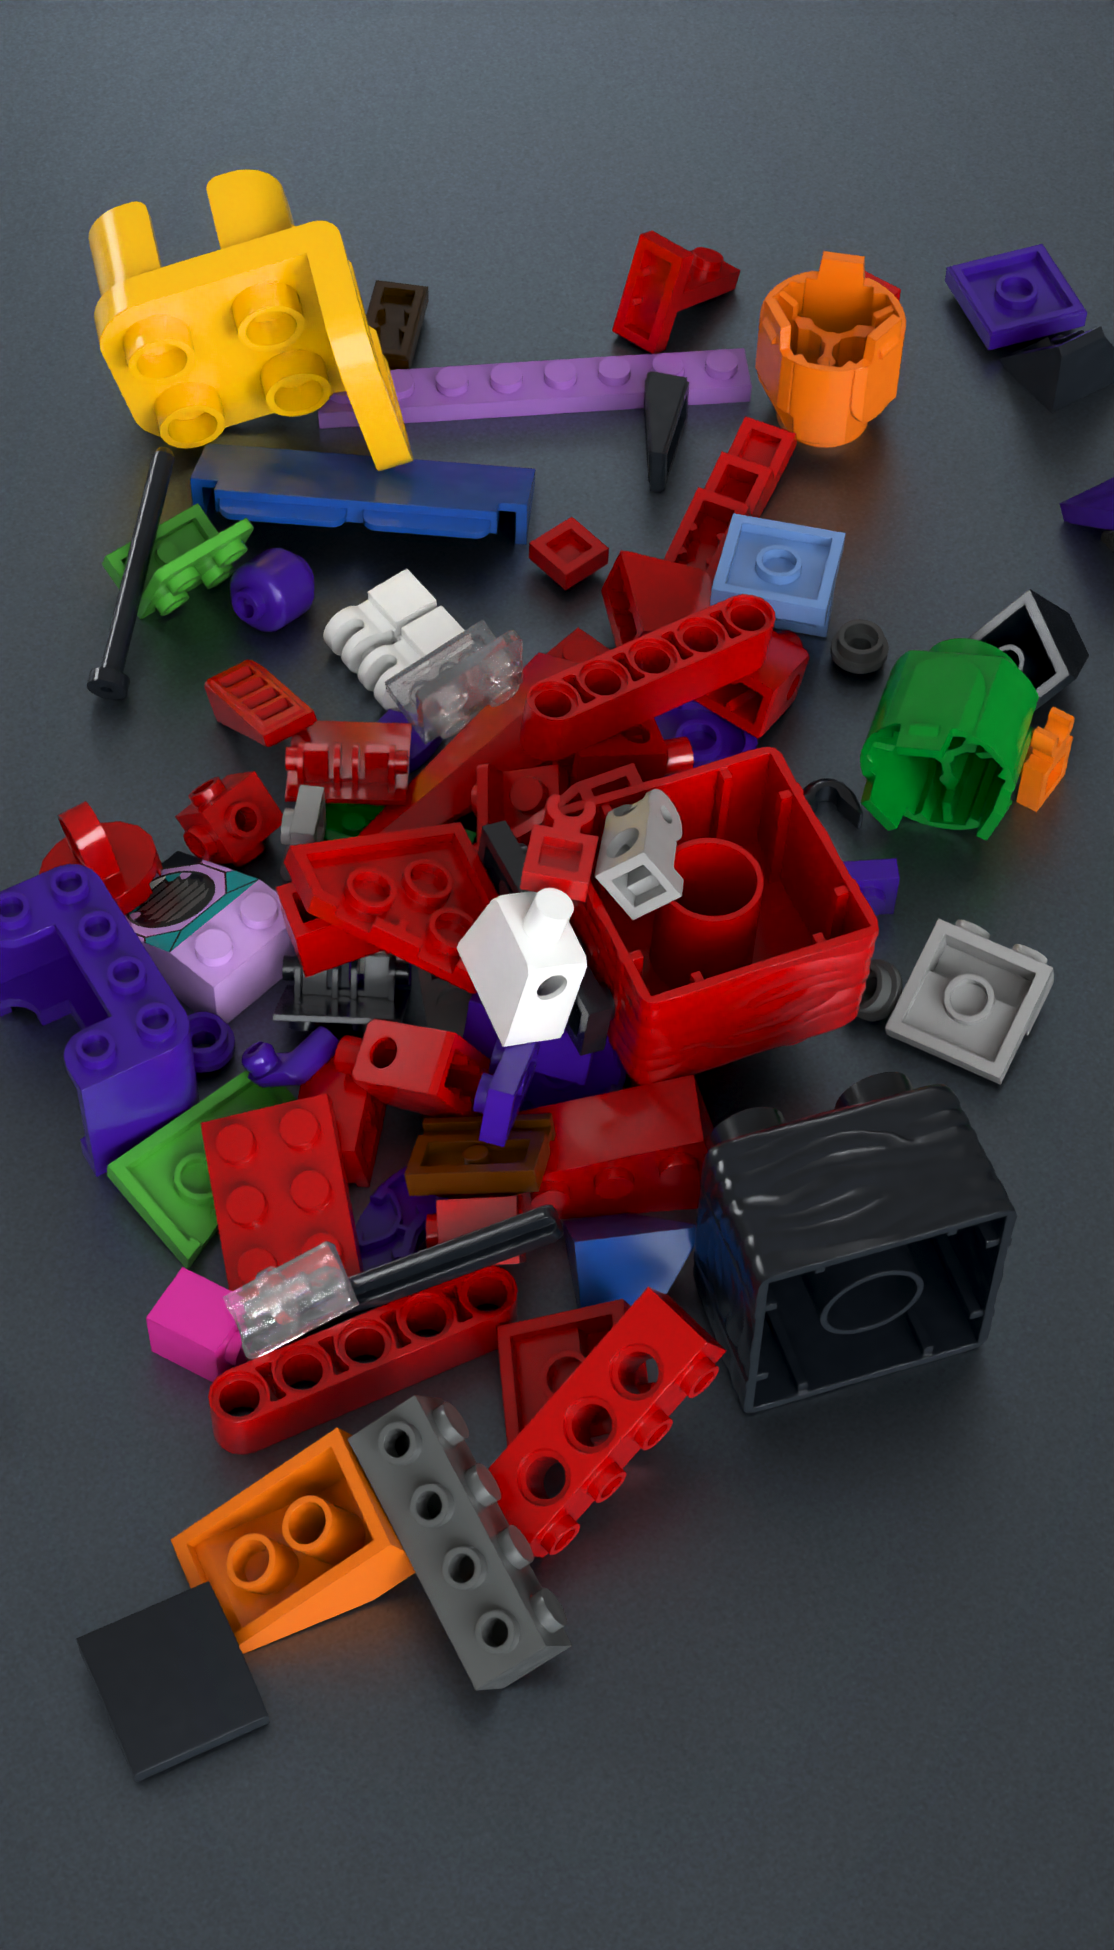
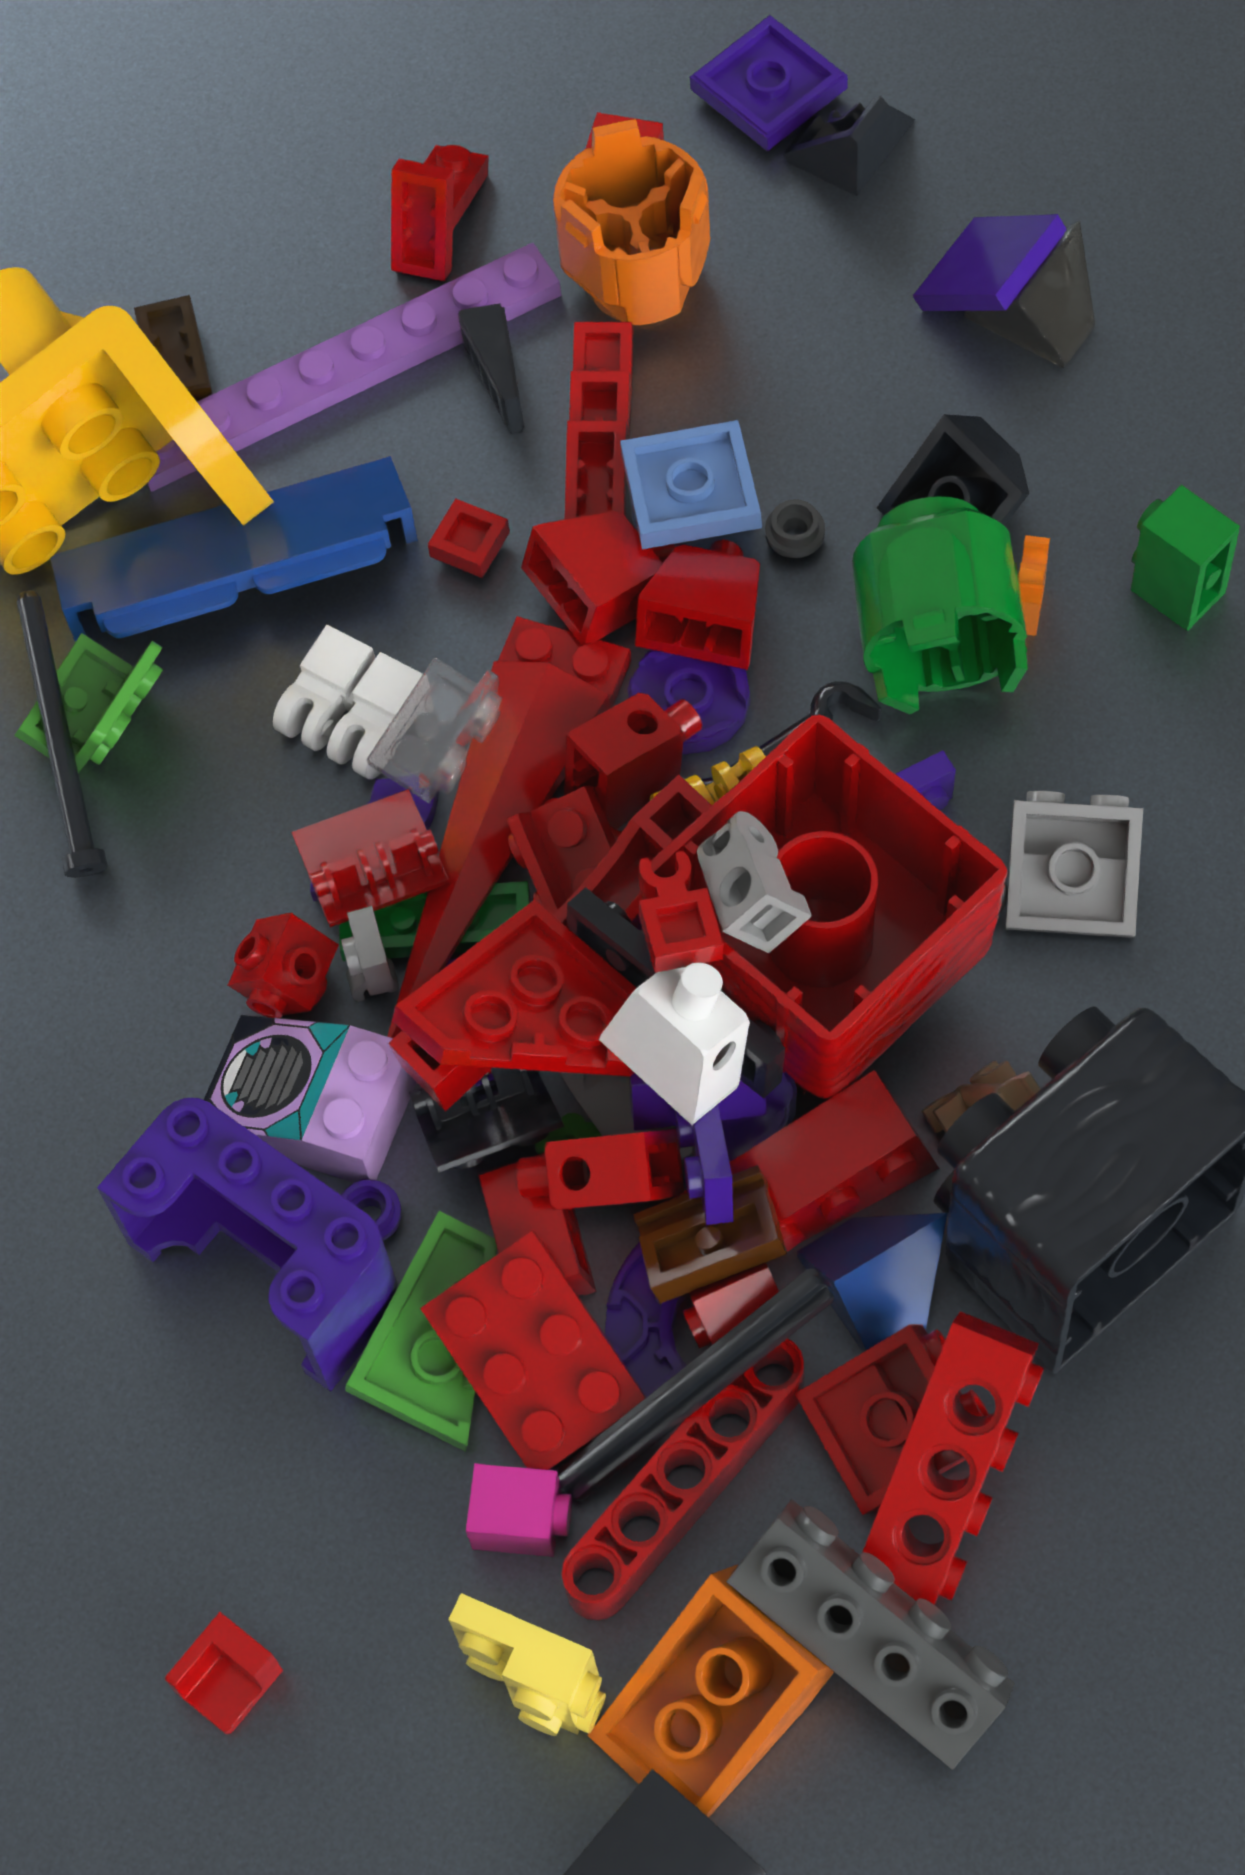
camera: 15 degrees left, 10 degrees up
(115, 851) = (177, 1059): red tile -> none
(147, 1449) = (544, 1673): none -> light yellow plate
(257, 704) = (243, 827): red slope -> none
(274, 587) = (199, 695): dark purple head -> none
(289, 1068) = (475, 1211): dark purple arm -> none
(290, 1300) = (602, 1460): clear hips -> none
(646, 677) = (690, 593): red beam -> none

